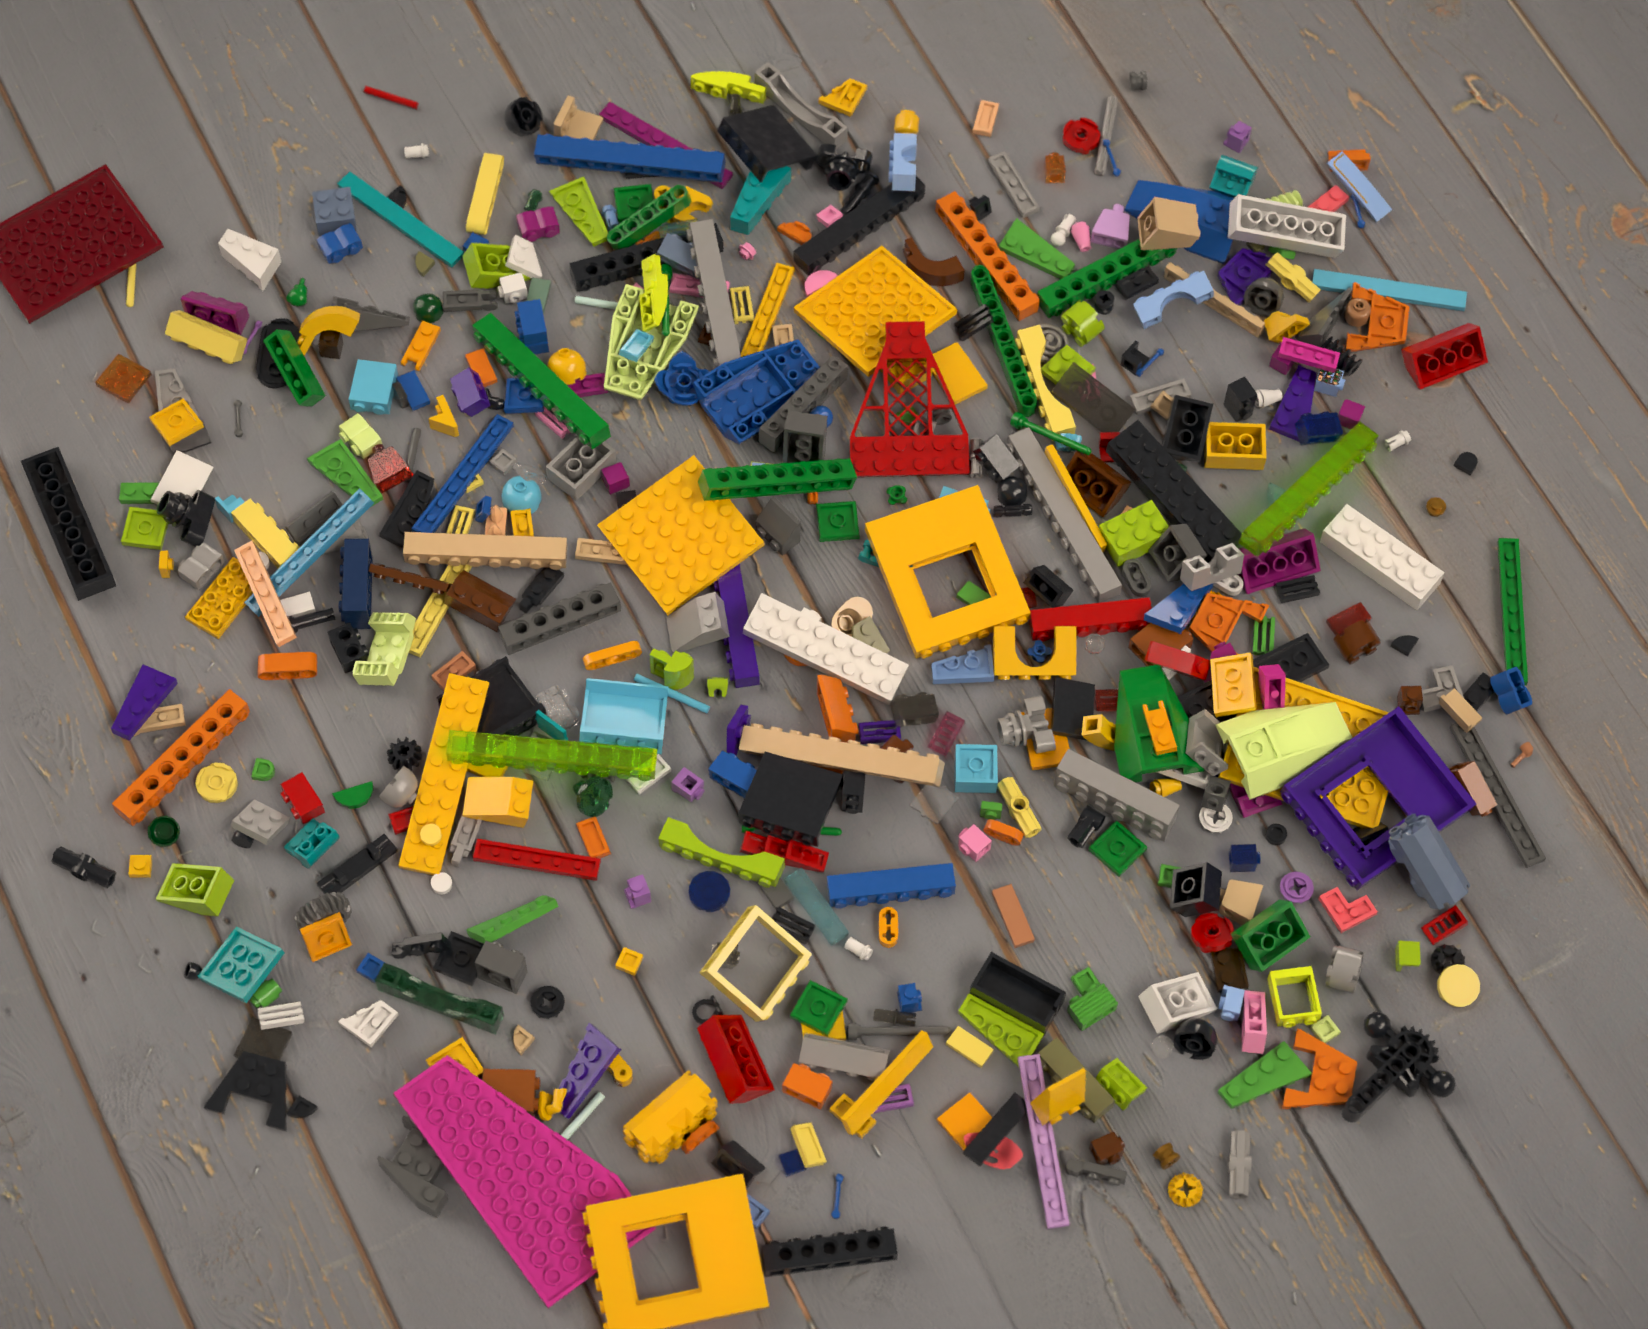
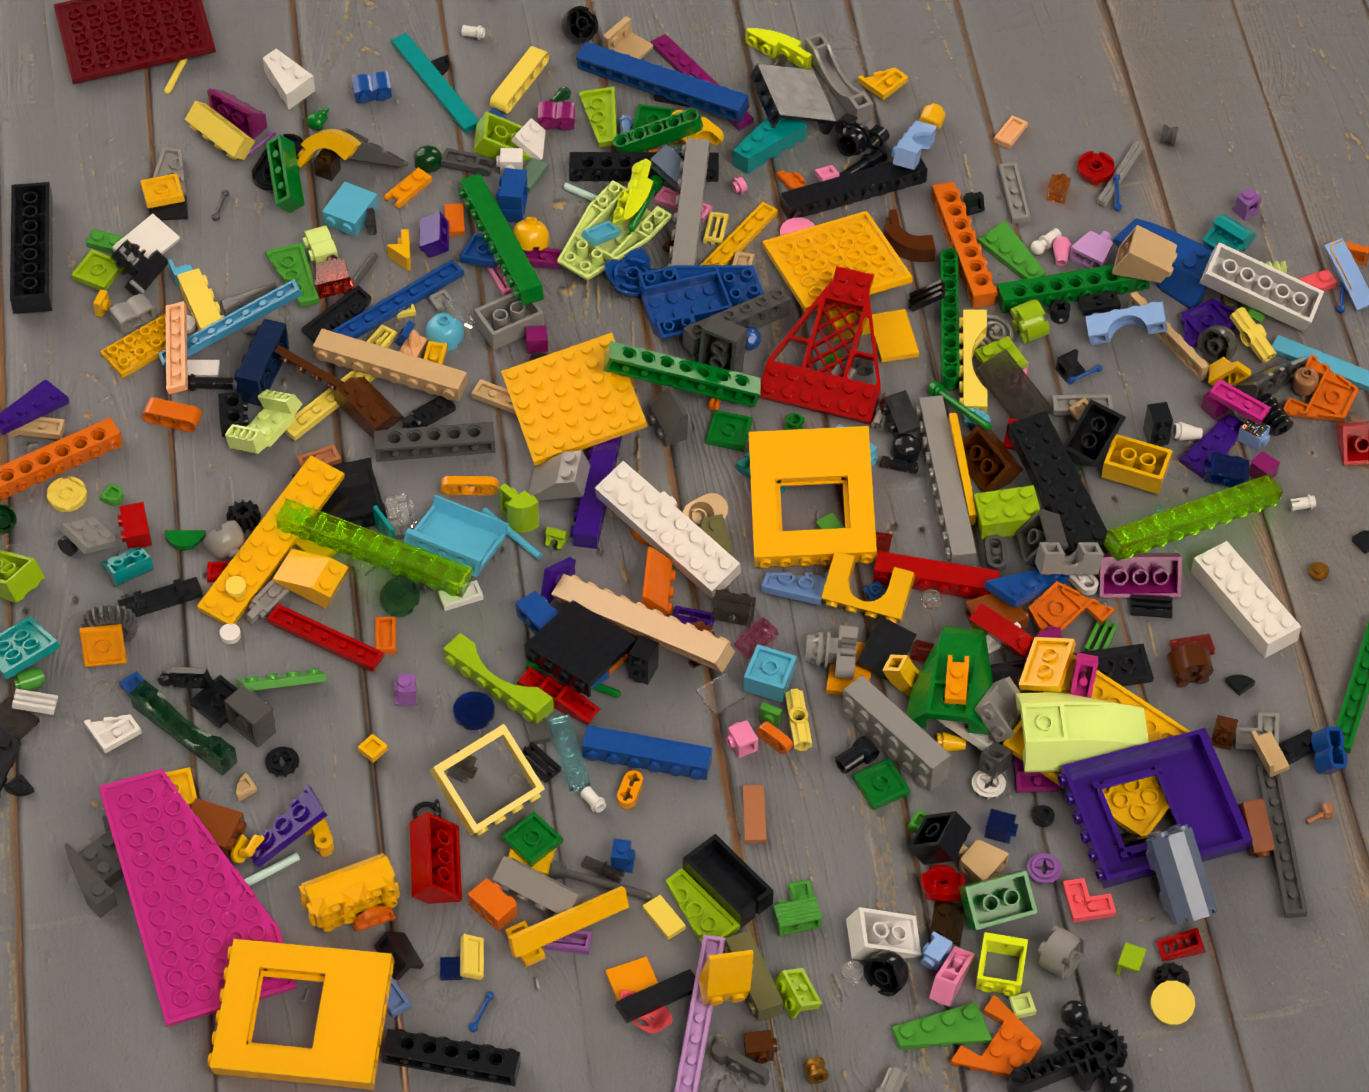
camera: 20 degrees right, 10 degrees down
(123, 378) = (133, 146): clear orange plate -> none
(333, 209) = (378, 57): sand blue brick -> none
(415, 392) = (385, 222): blue tile -> none
(423, 263) = (440, 122): olive tile -> none
(495, 402) = (454, 250): black arm -> none
(687, 779) = (491, 613): medium lavender brick -> none
(1048, 586) = (905, 535): black brick -> none

